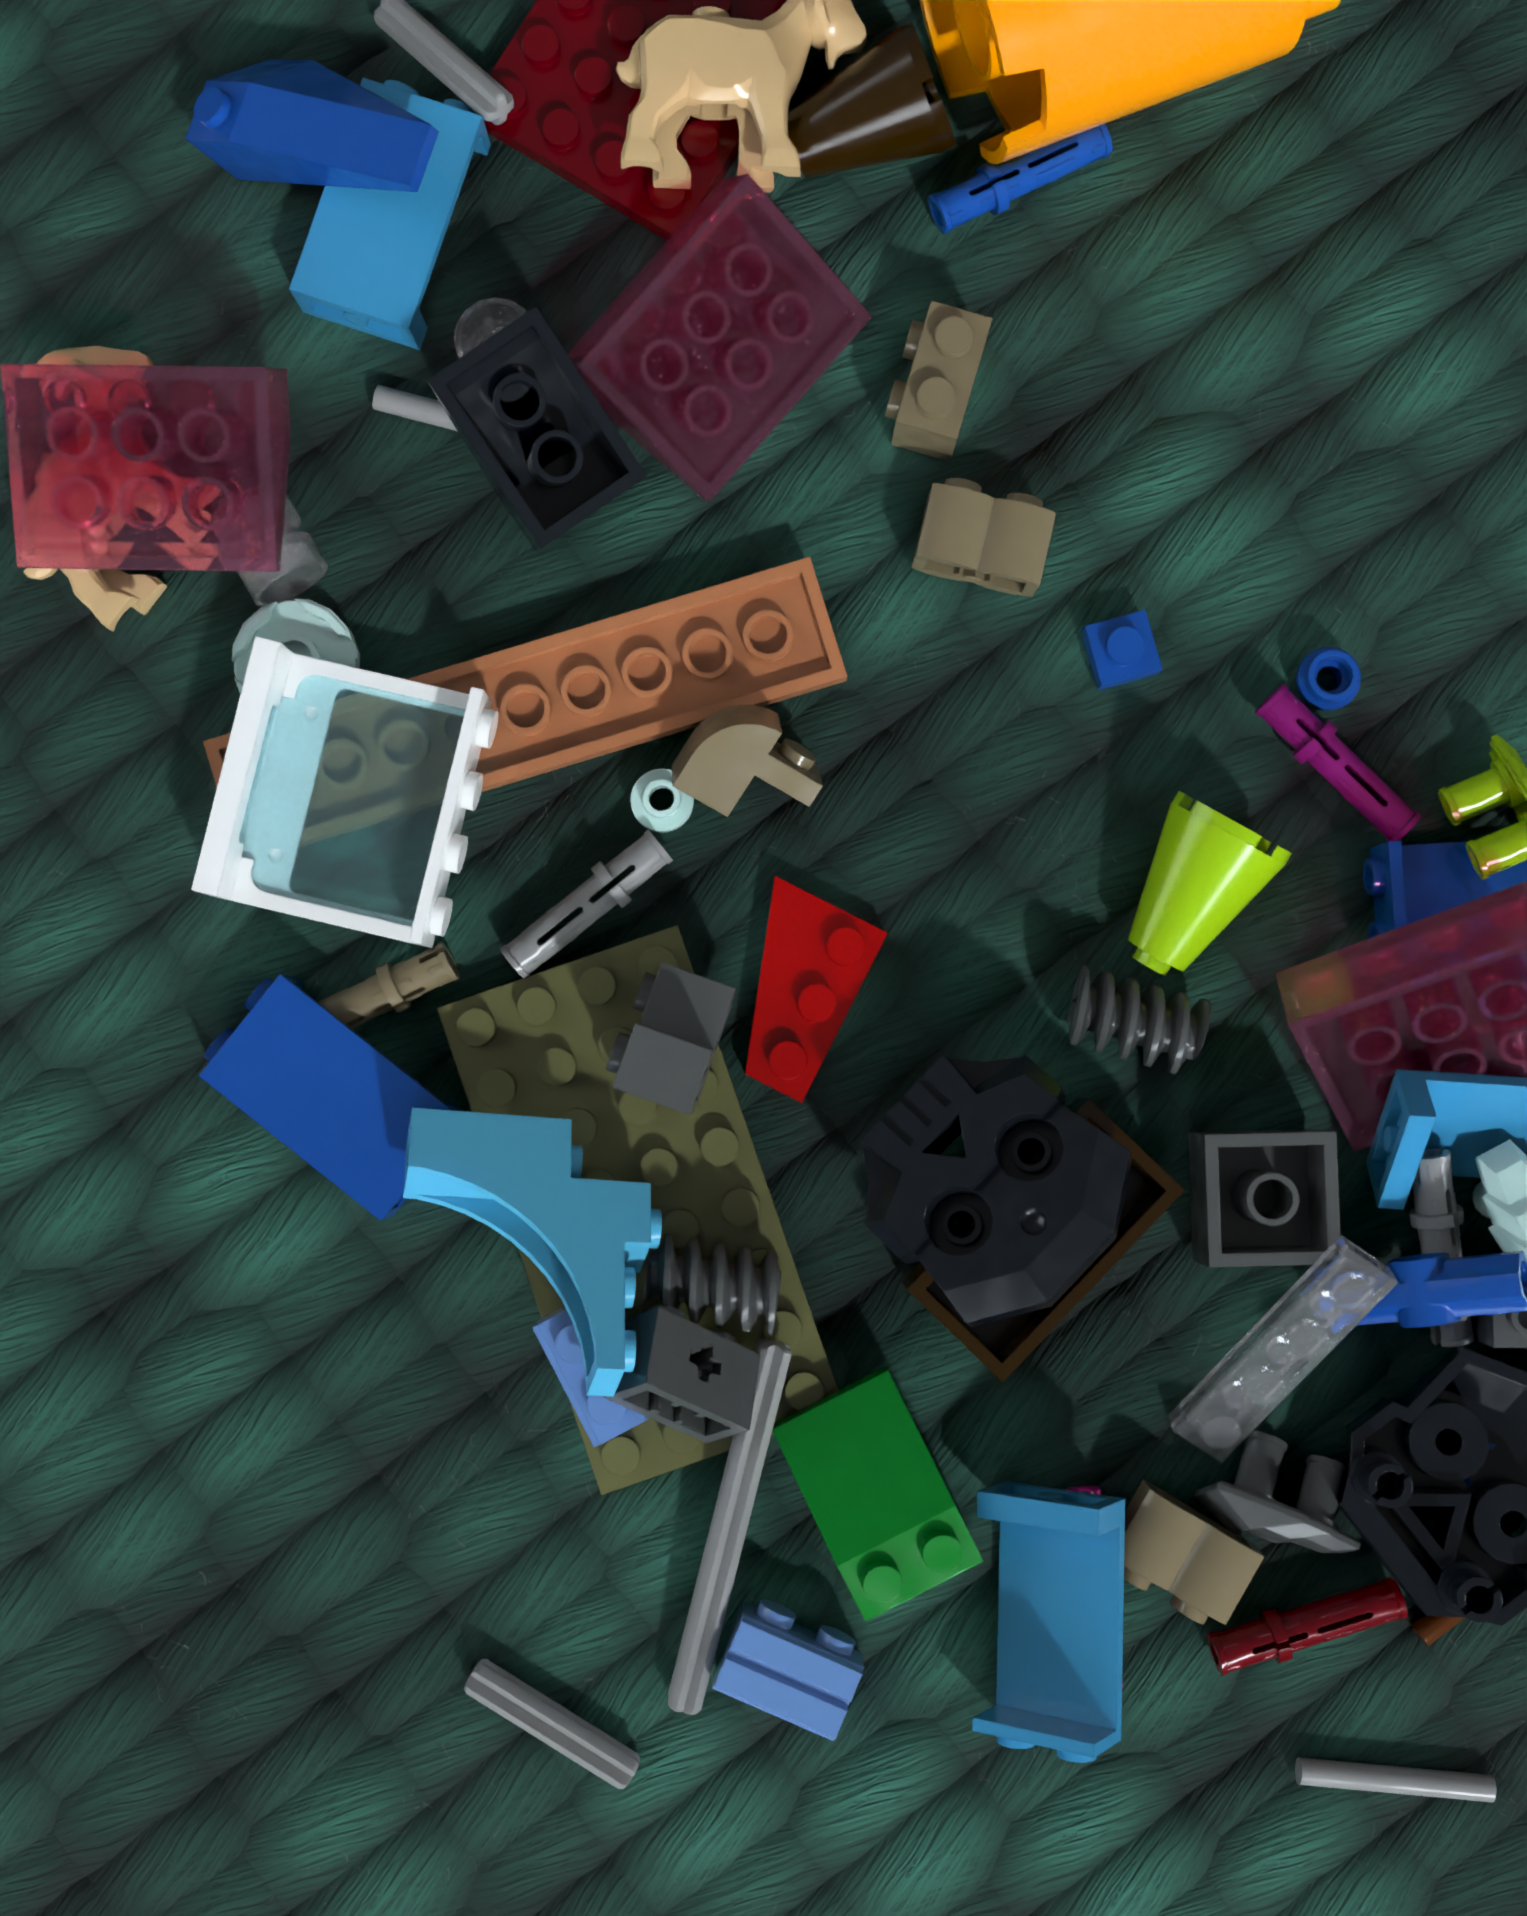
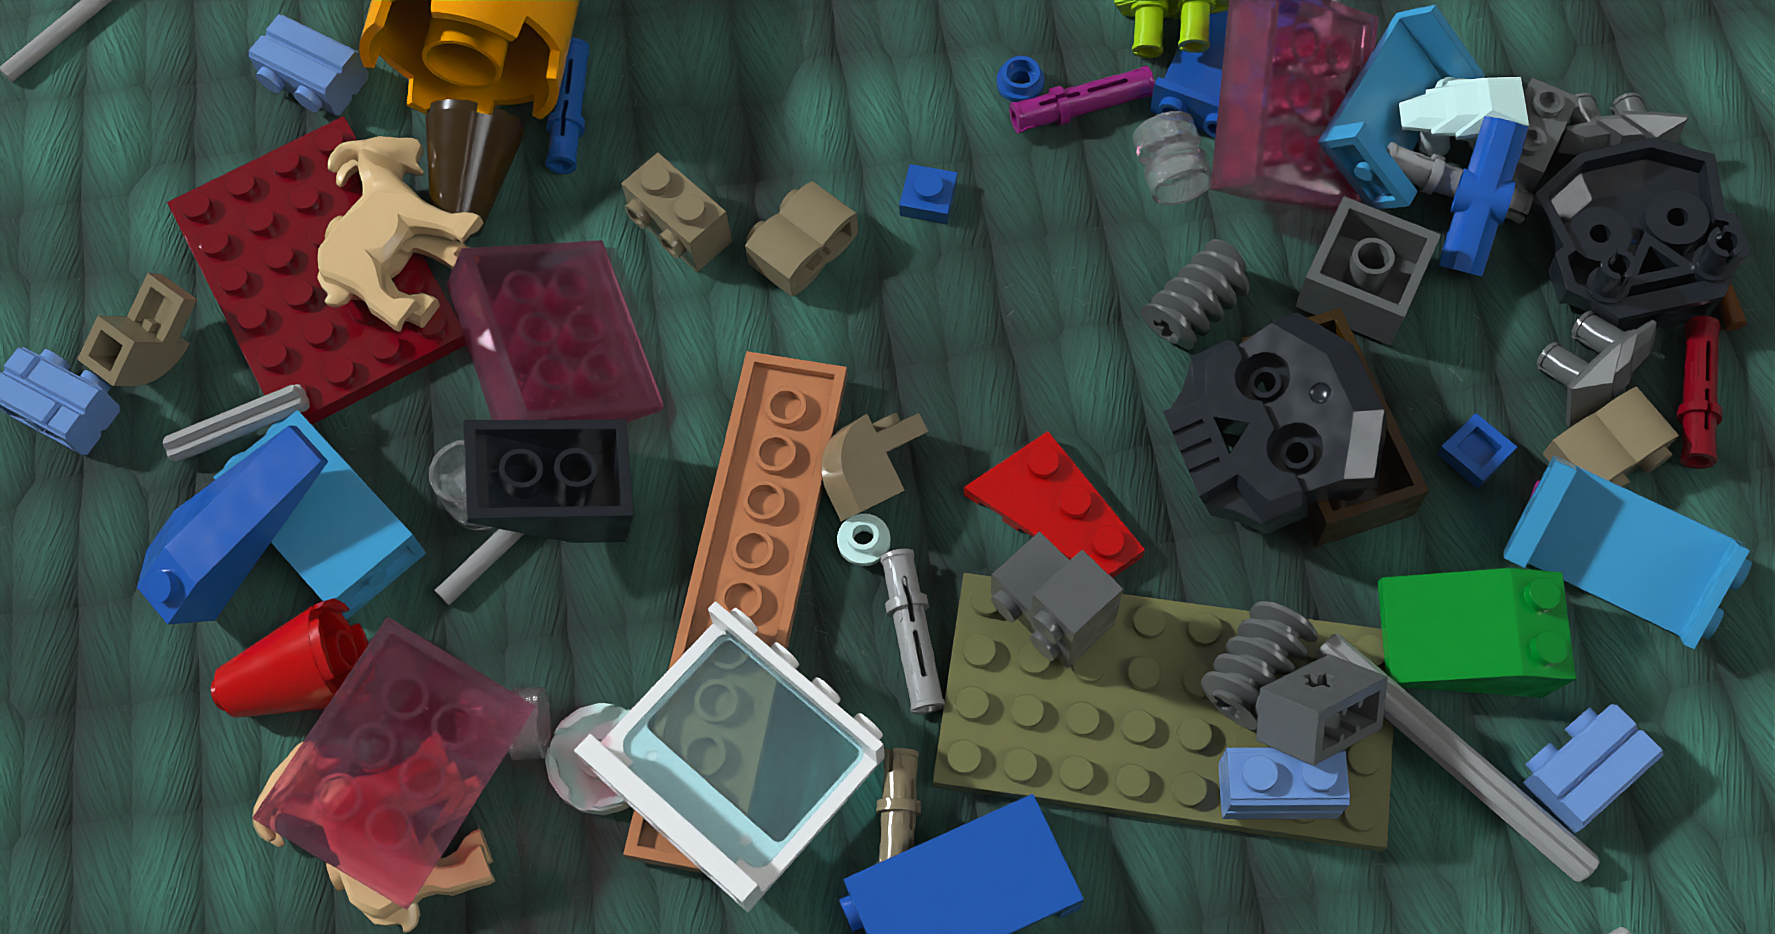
camera: 60 degrees left, 20 degrees down
(219, 301) = (293, 666): none -> red cone
(529, 1188) = (1169, 732): medium azure arch -> none
(1103, 1408) = (1477, 450): none -> blue plate
(1198, 883) = (1119, 209): lime cone -> none
(1282, 1348) = (1486, 306): clear plate -> none
(1313, 899) = (1172, 161): none -> clear wheel

